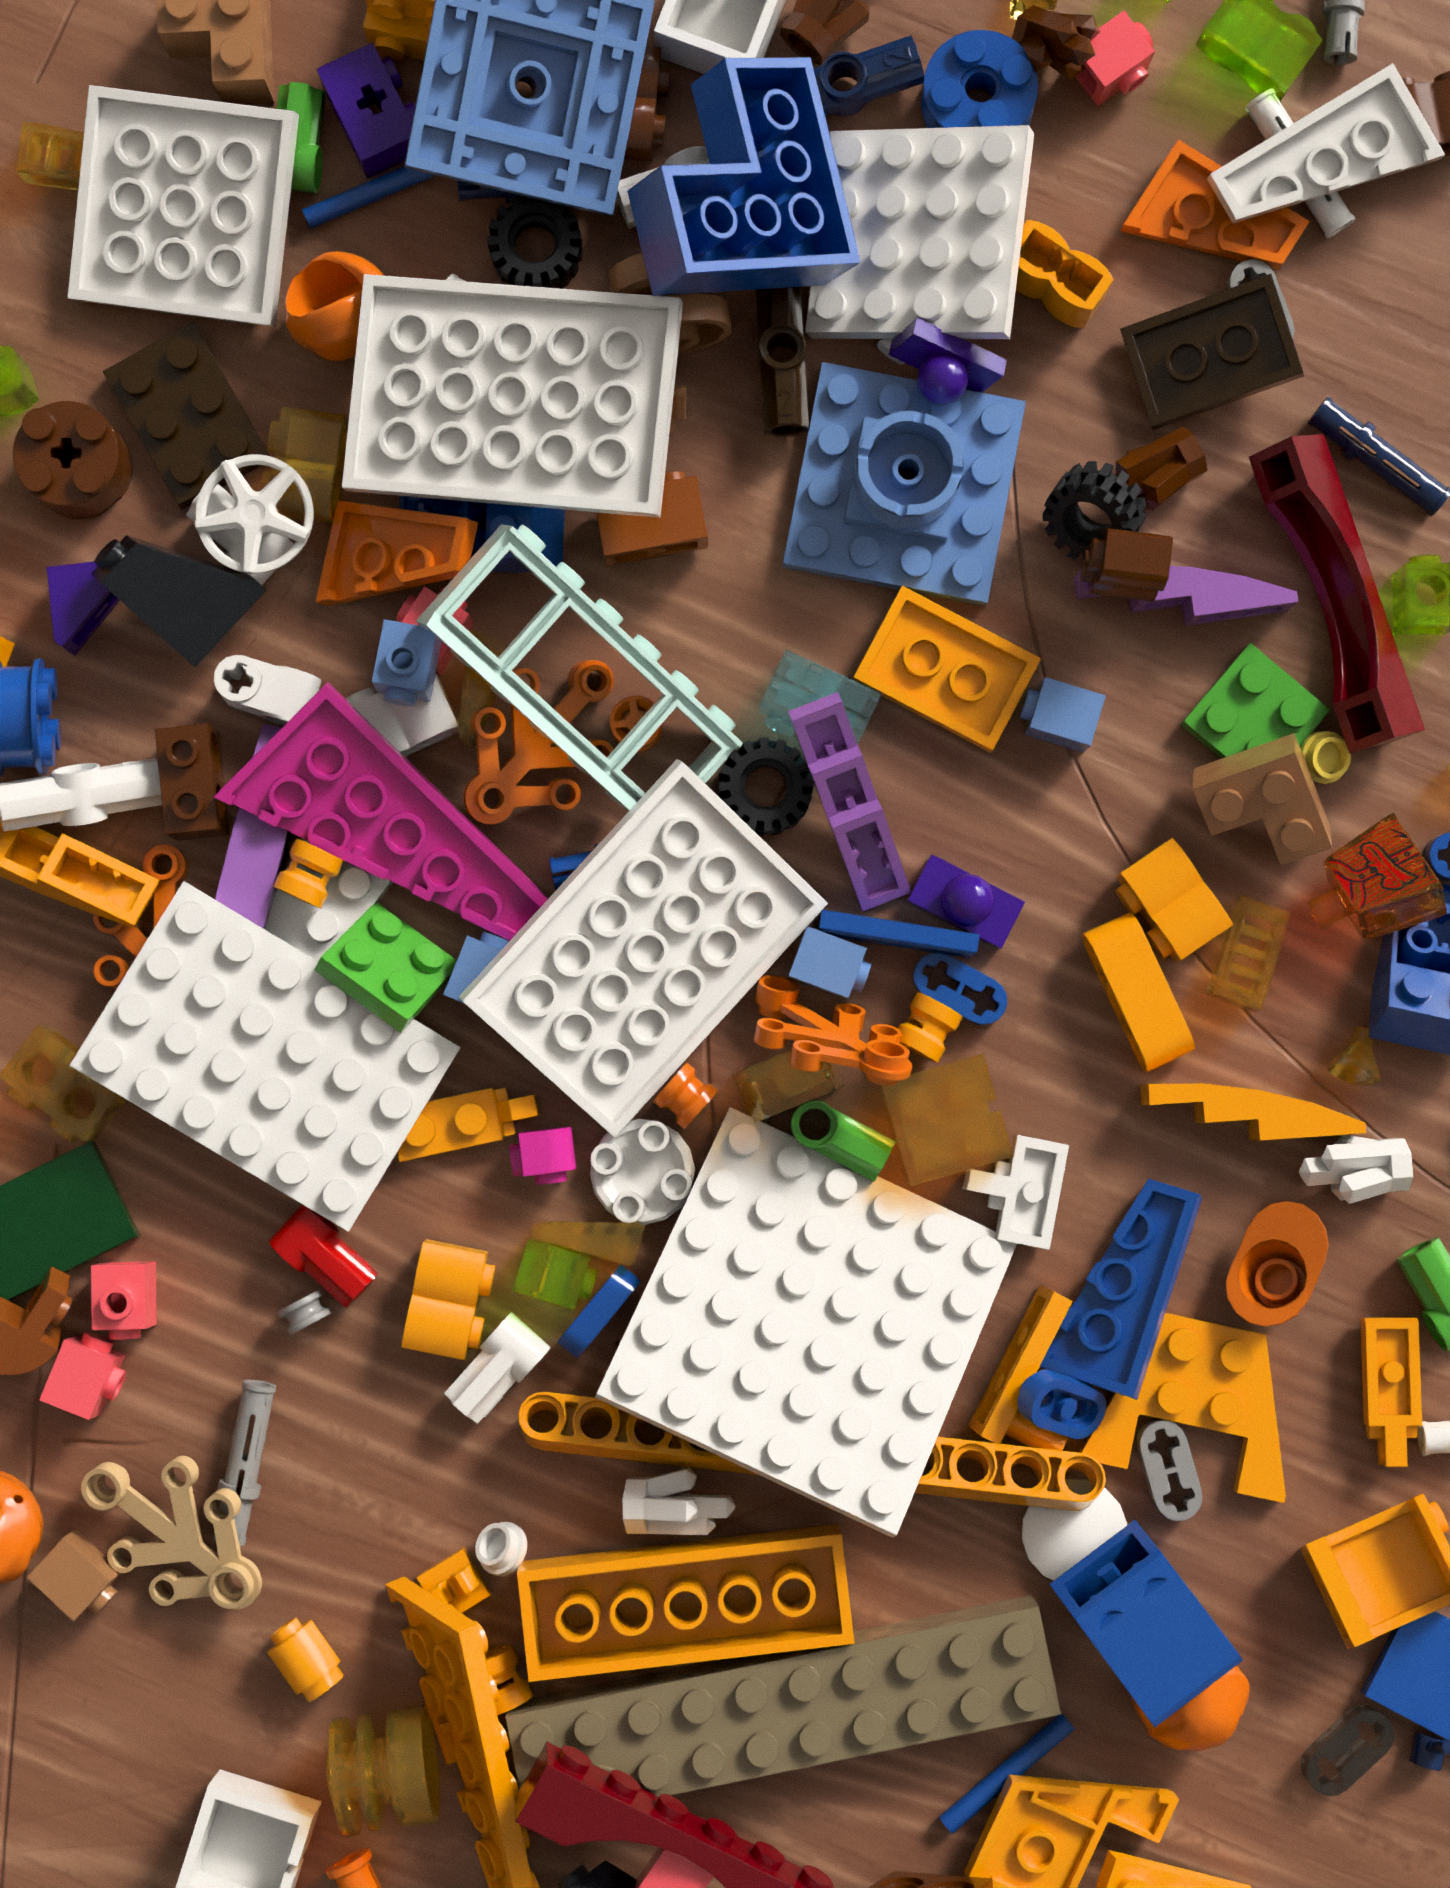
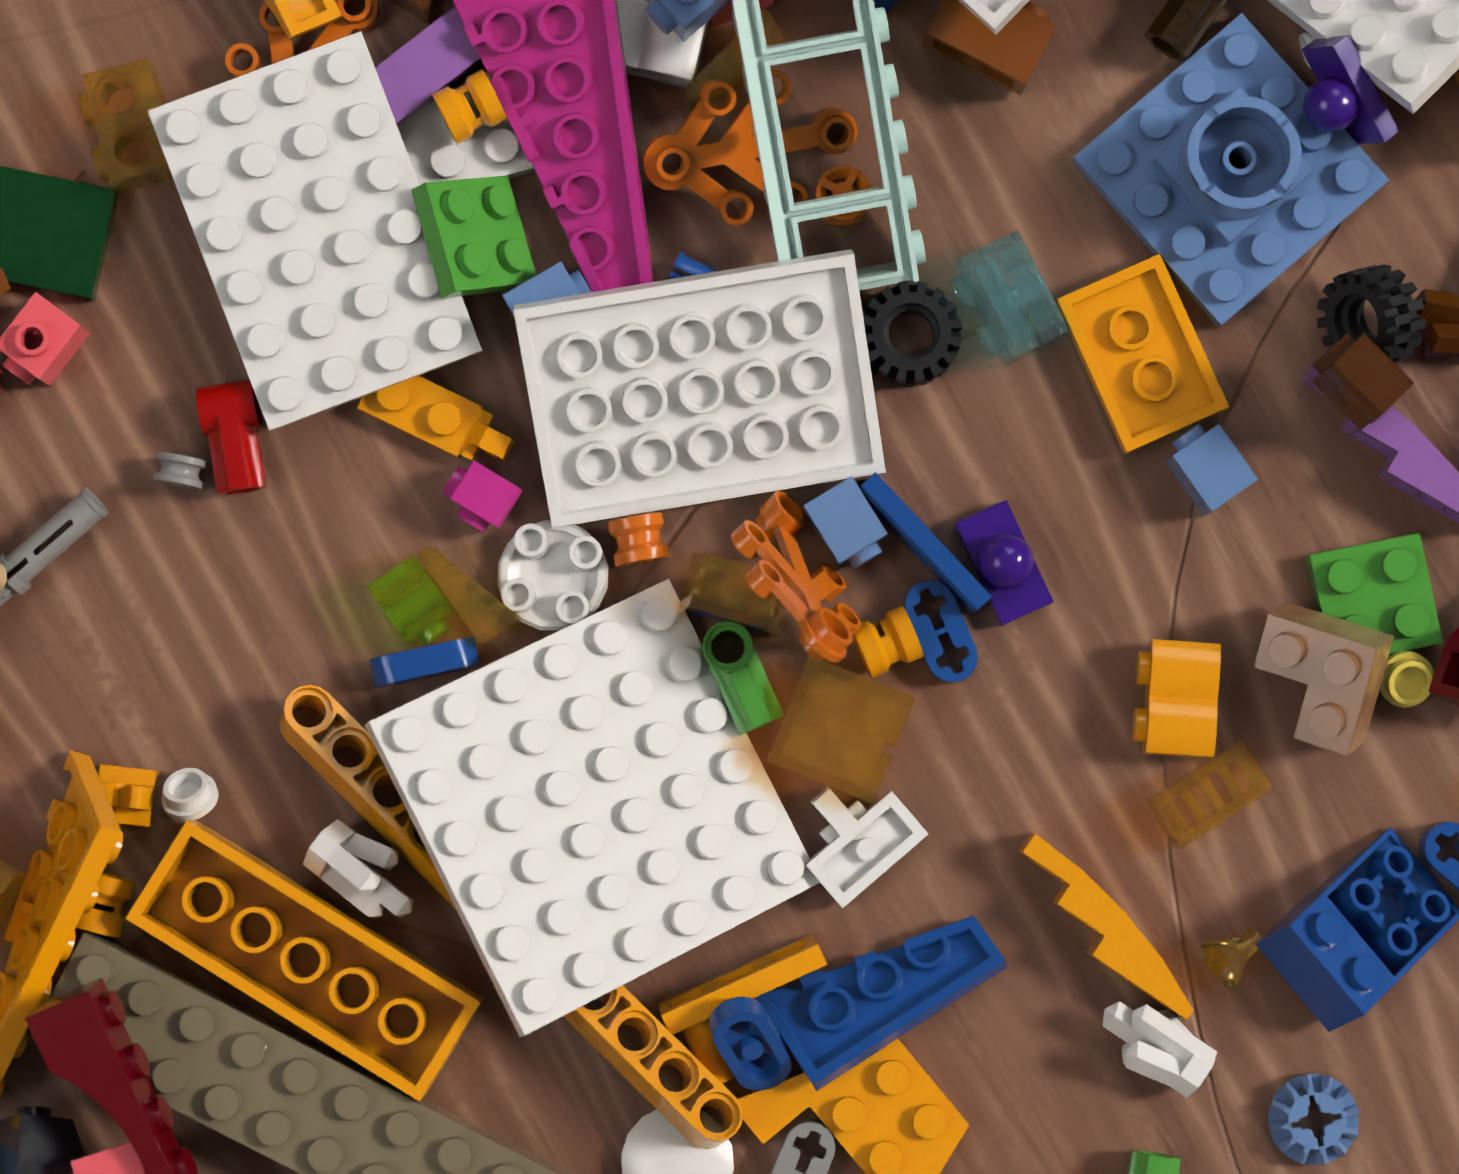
camera: 40 degrees right, 0 degrees up
(446, 1300) = (306, 553): light orange brick -> none
(503, 1360) = (317, 640): white piece -> none
(849, 801) = (970, 400): medium lavender slope -> none
(1138, 992) = (1089, 752): light orange beam -> none
(1277, 1264) = (1024, 1071): orange piece -> none
(1379, 883) = (1365, 819): clear orange torso -> none

